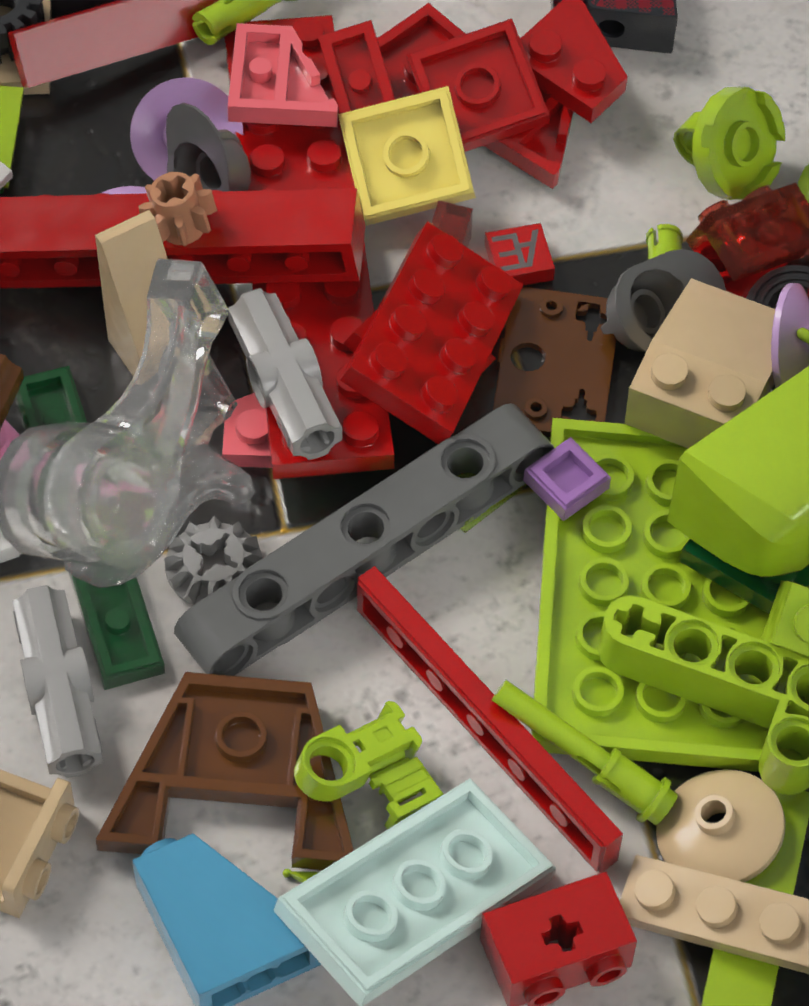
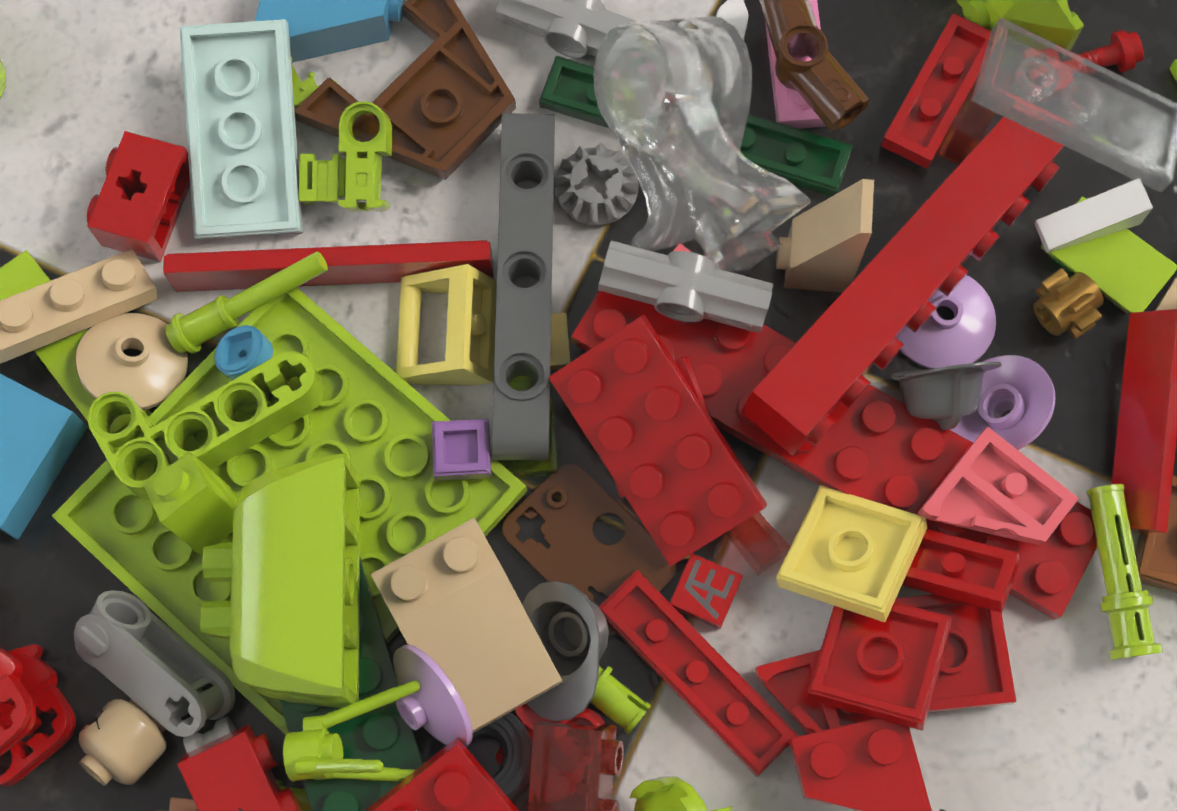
camera: 130 degrees right, 15 degrees up
(51, 136) = (1068, 303): none -> pearl gold gear
(179, 207) = (879, 284): nougat gear -> none
(481, 538) = (469, 327): none -> light yellow tile
(591, 223) = (697, 673): none -> red tile
(638, 704) = (242, 351): none -> dark azure tile

